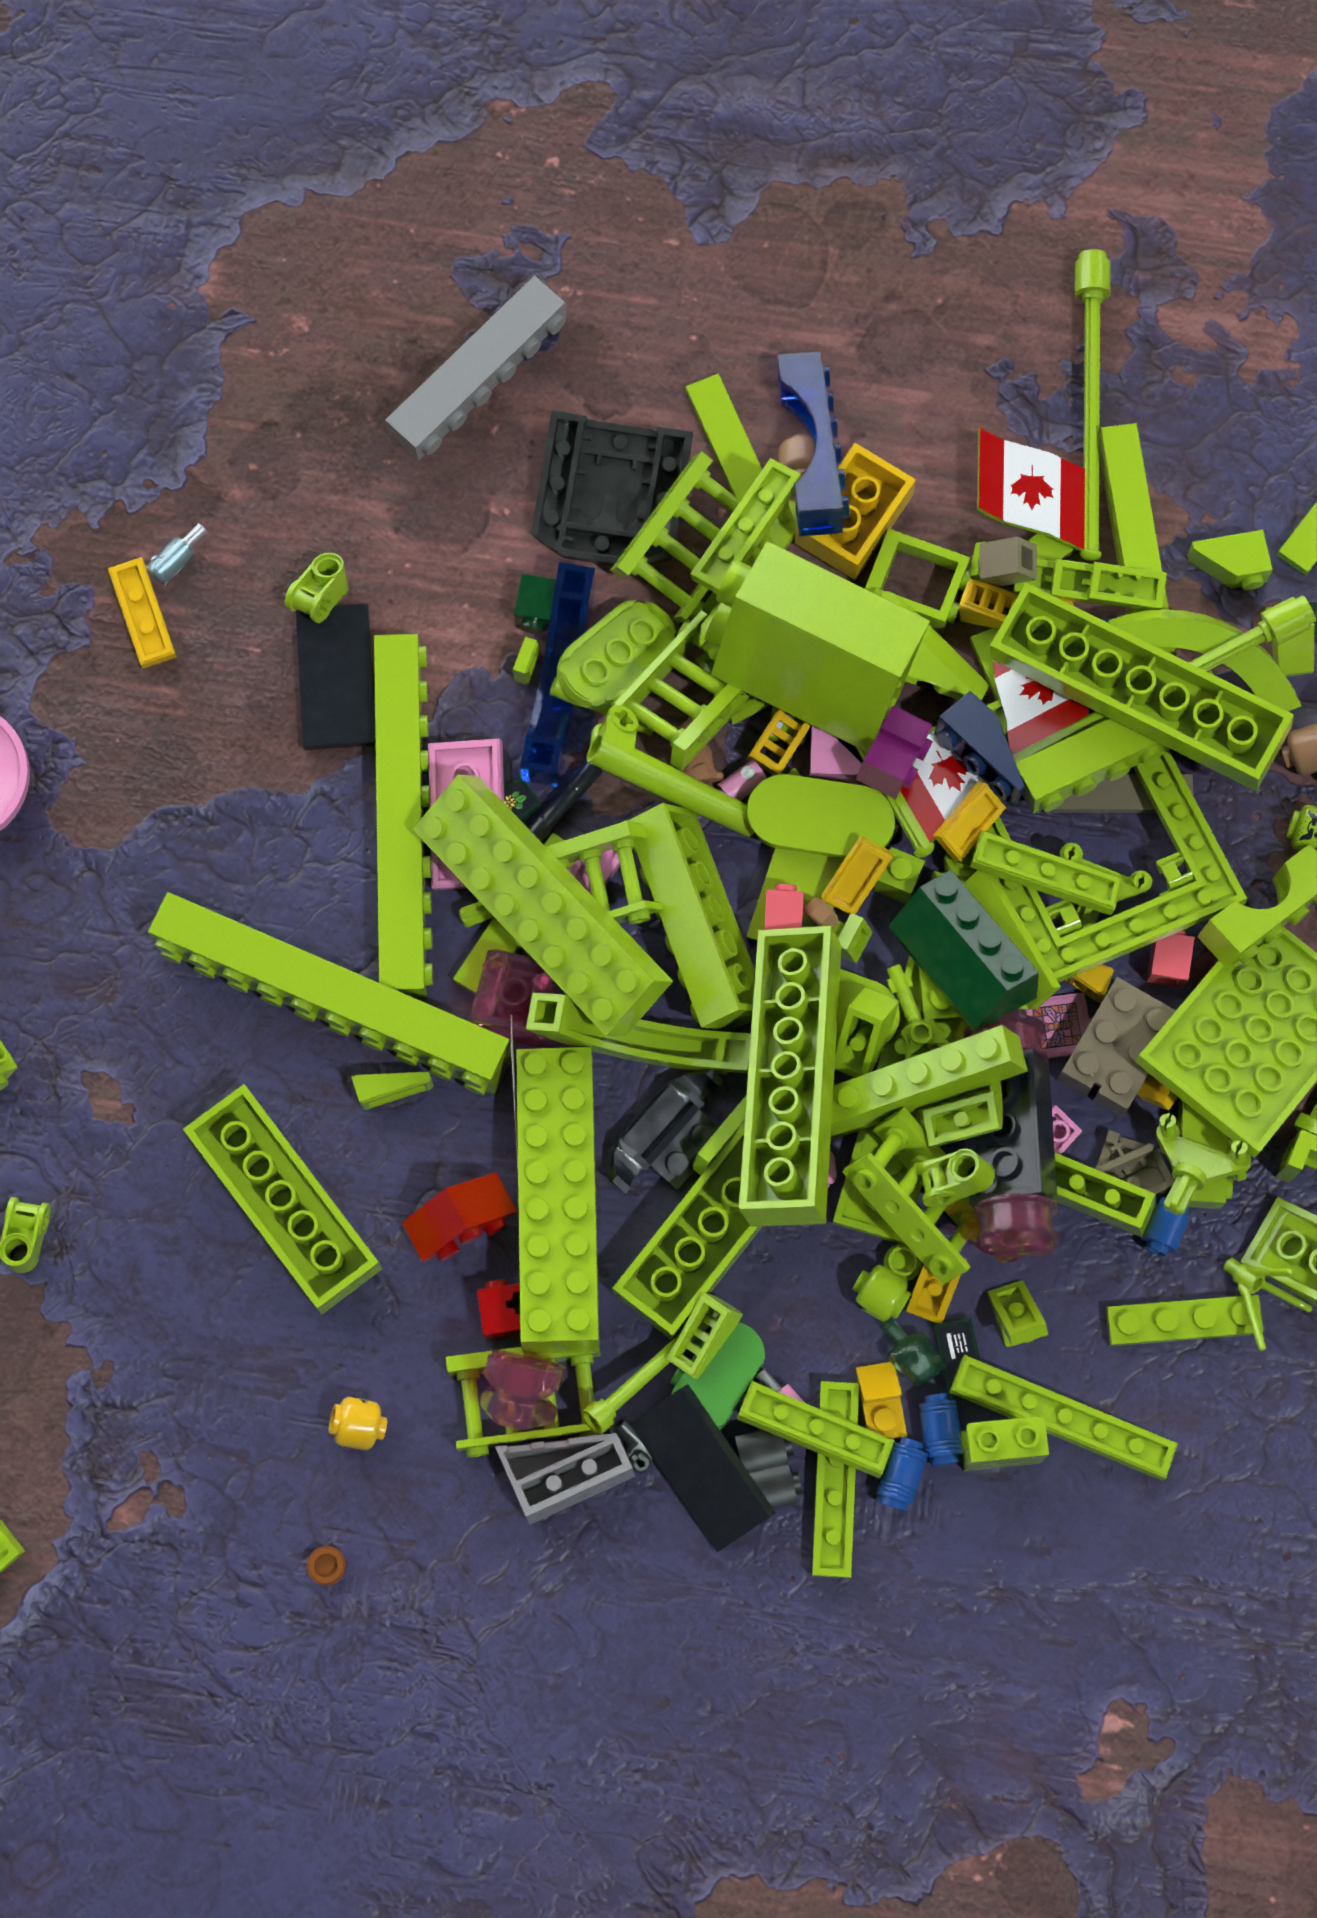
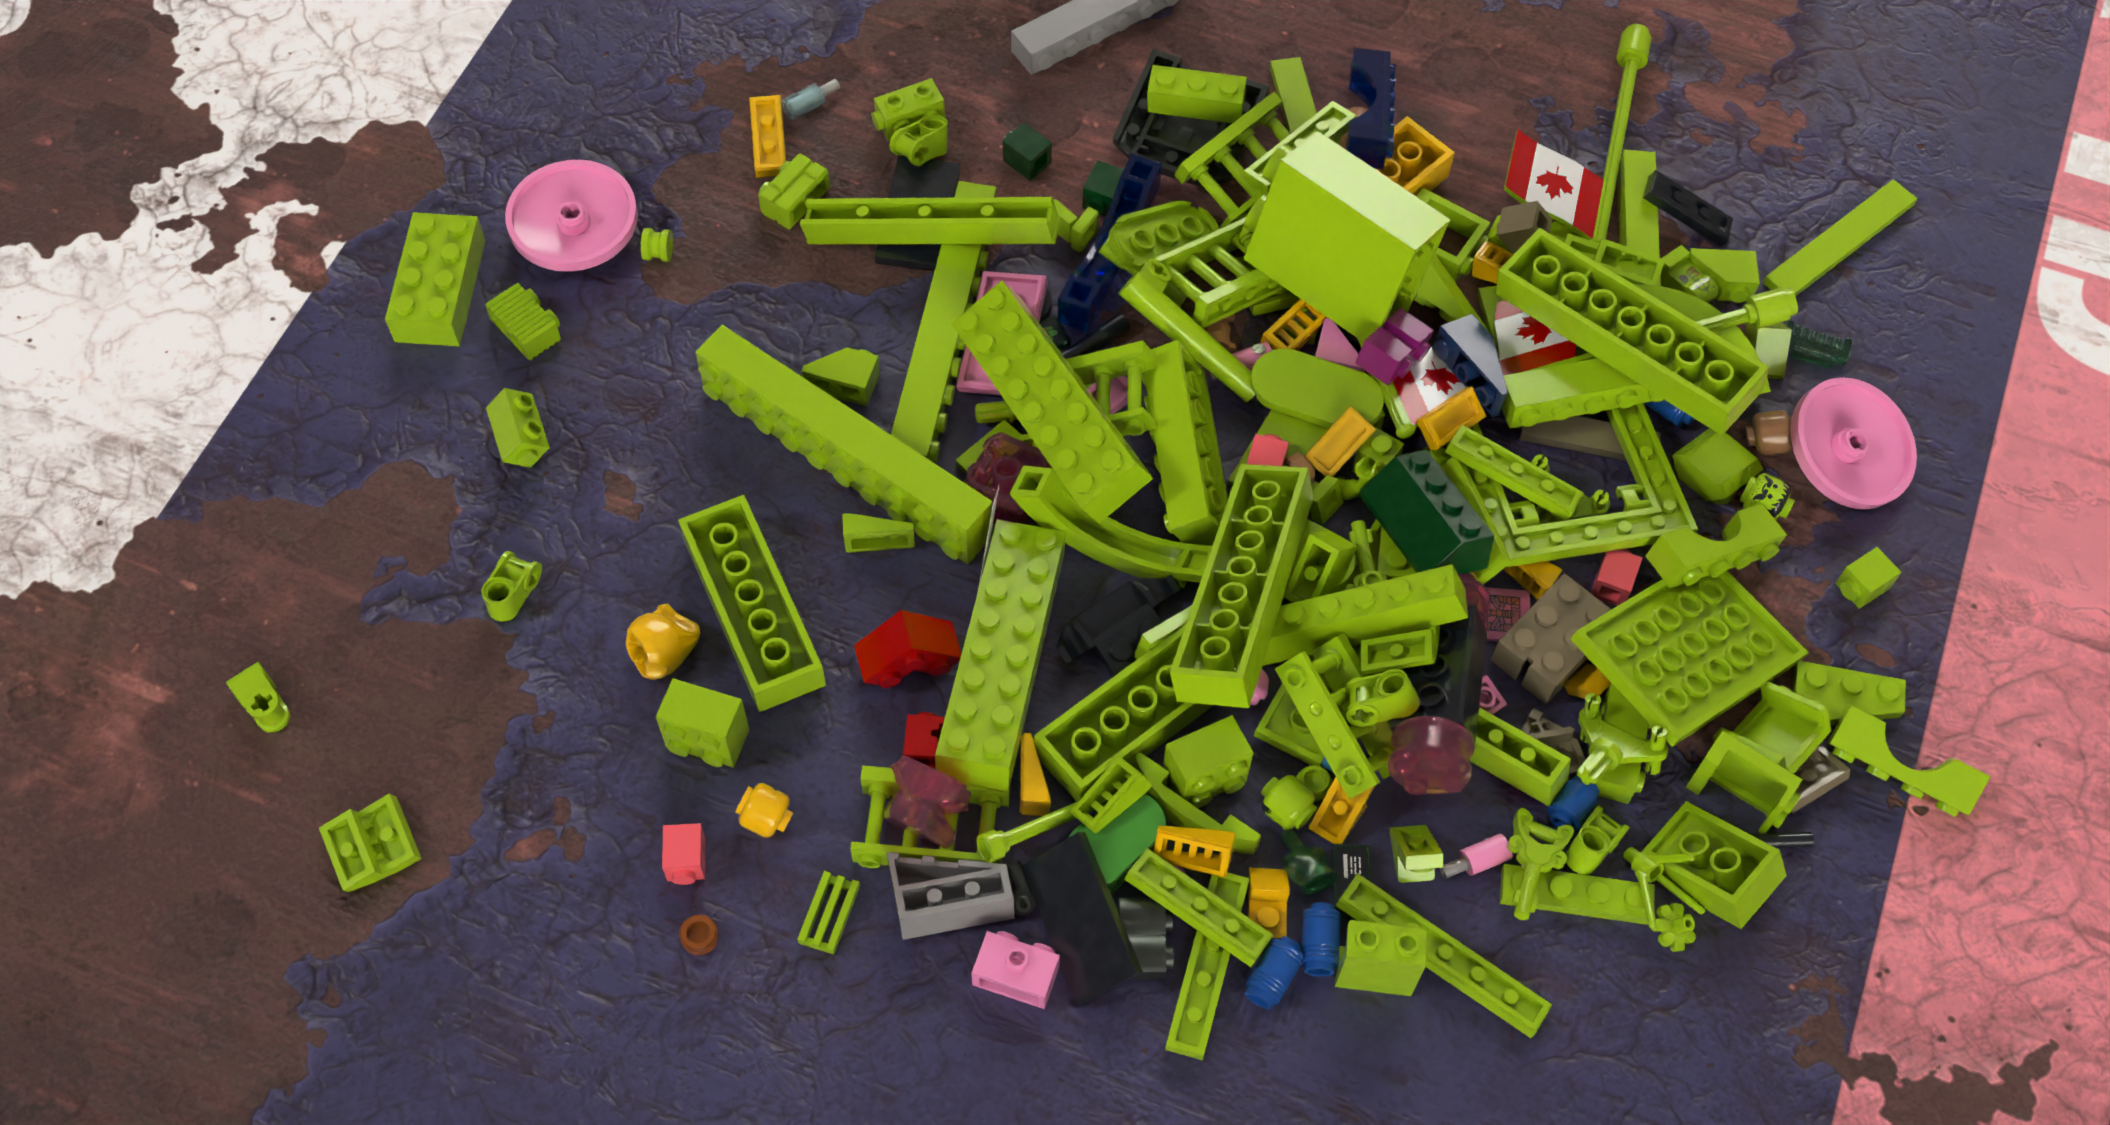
camera: 10 degrees right, 15 degrees down
(59, 787) = (657, 244): none -> lime wheel
(191, 683) = (787, 193): none -> lime brick
(201, 1262) = (661, 641): none -> yellow piece
(271, 1350) = (702, 723): none -> lime brick
(289, 1488) = (683, 853): none -> coral brick
(293, 549) = (907, 106): none -> lime brick
(309, 904) = (845, 374): none -> lime slope
(357, 700) = (931, 220): none -> lime tile
(438, 572) = (1026, 151): none -> dark green brick
(452, 1480) = (839, 883): none -> lime tile
(498, 654) = (1067, 221): none -> lime tile
(614, 467) = (1196, 94): none -> lime brick
(621, 1335) = (1033, 788): none -> yellow slope
(649, 1530) = (1016, 968): none -> bright pink brick
(792, 1274) = (1208, 762): none -> lime brick
(808, 1369) = (1206, 838): none -> yellow slope
(831, 1341) = (1185, 814): none -> lime slope
(889, 906) = (1365, 471): none -> lime piece
(1082, 1305) = (1479, 857): none -> bright pink piece
(1137, 1297) = (1535, 856): none -> lime piece
(1182, 486) = (1688, 208): none -> black tile
(1194, 577) = (1684, 276): none -> lime leg
(1196, 1259) = (1594, 842): none -> lime piece
(1260, 813) = (1715, 466): none -> lime slope
(1284, 1334) = (1674, 927): none -> lime plant

